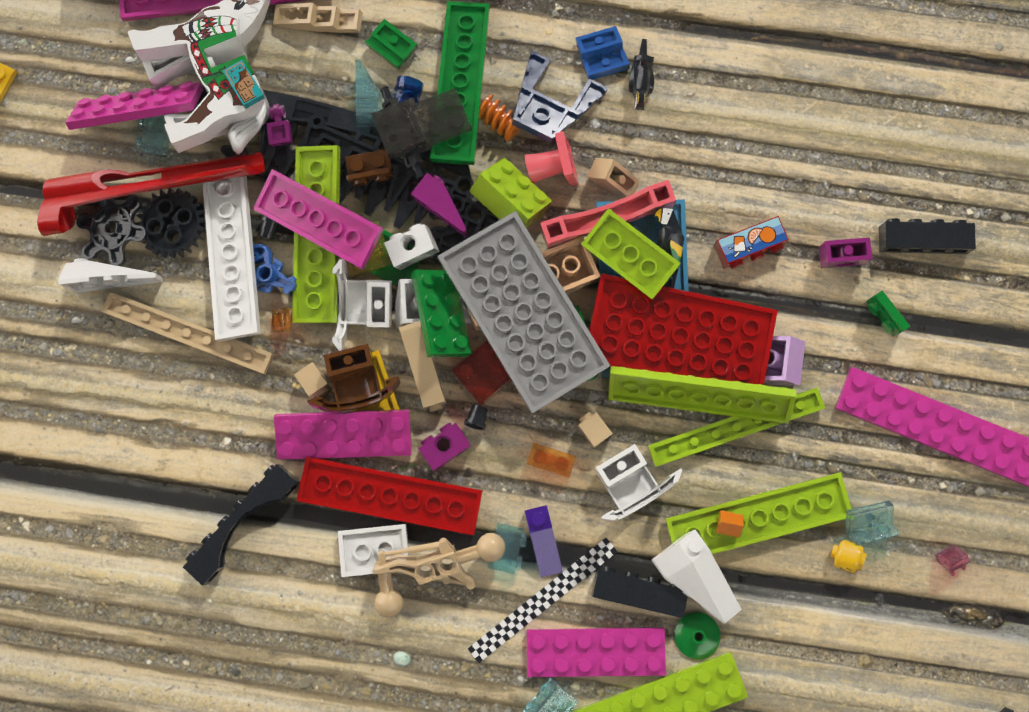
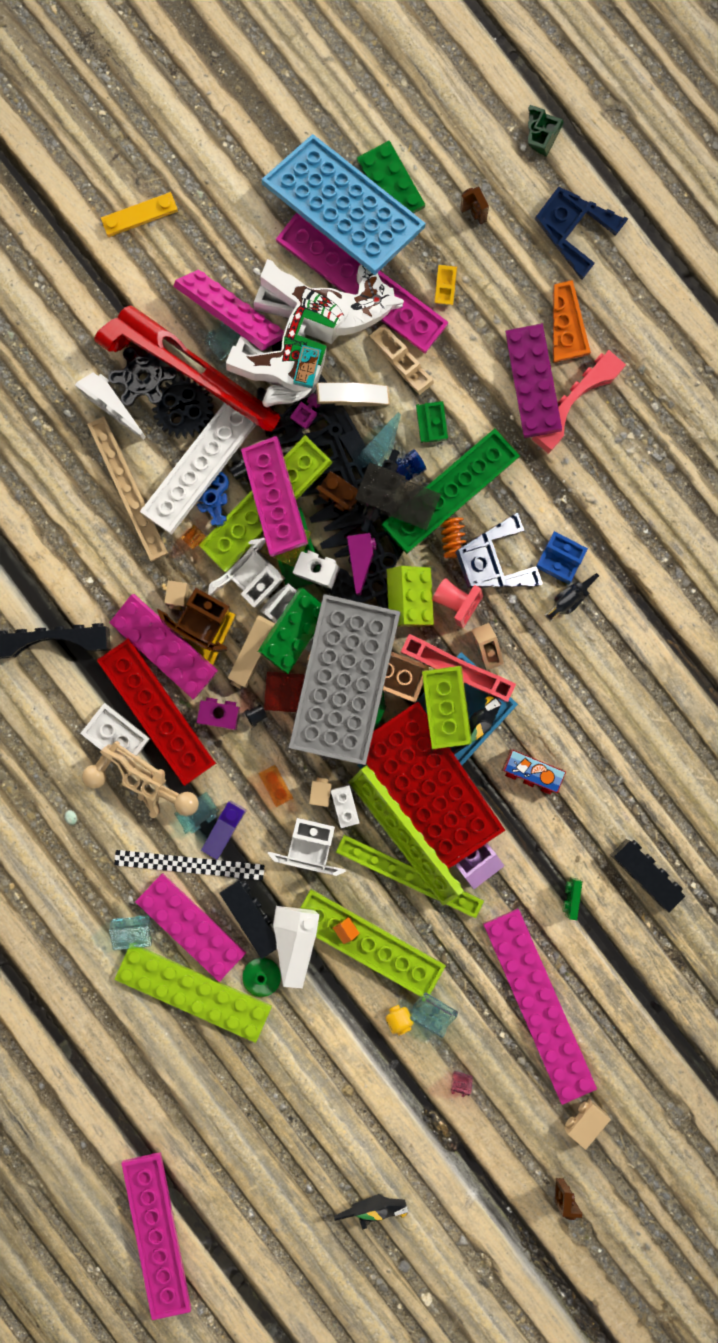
camera: 35 degrees right, 5 degrees up
(303, 80) = (352, 394): none -> white slope
(626, 420) = (345, 806): none -> white brick
(845, 252) = (585, 835): magenta brick -> none

